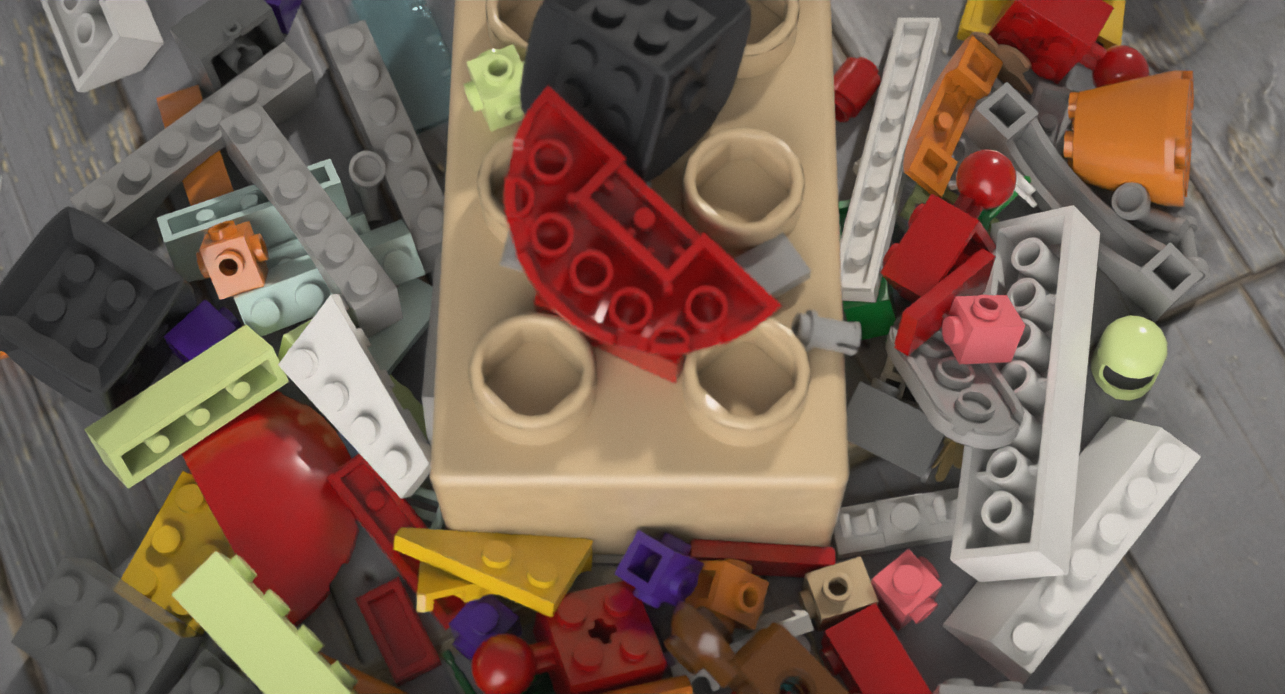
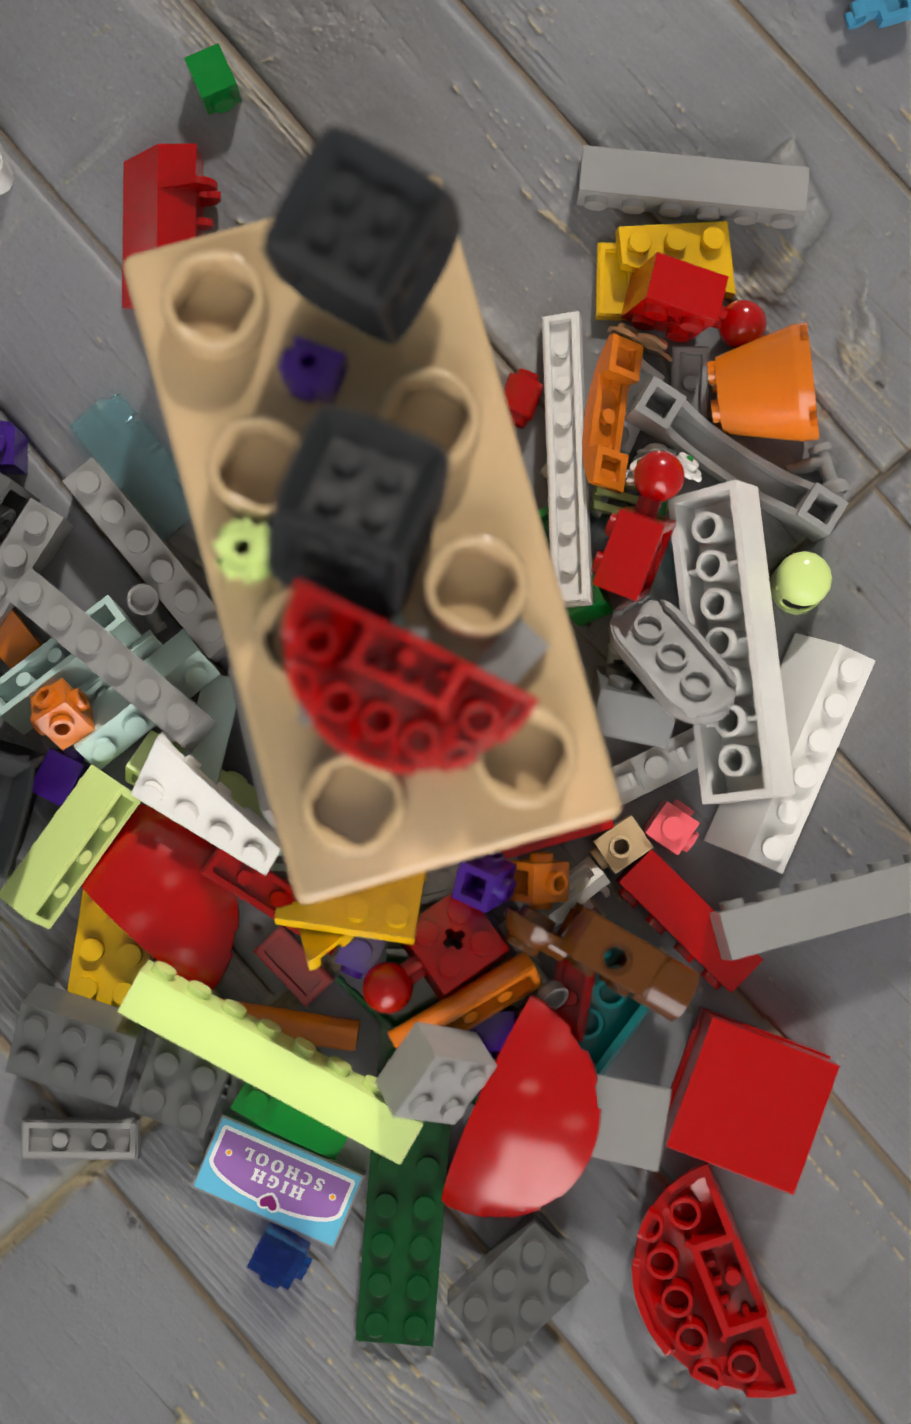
camera: 20 degrees left, 20 degrees up
(826, 333) = (564, 698): light grey pin -> none
(928, 312) = (649, 594): red tile -> none
(982, 329) = (686, 611): coral brick -> none
(1133, 203) = (779, 450): light grey piece -> none

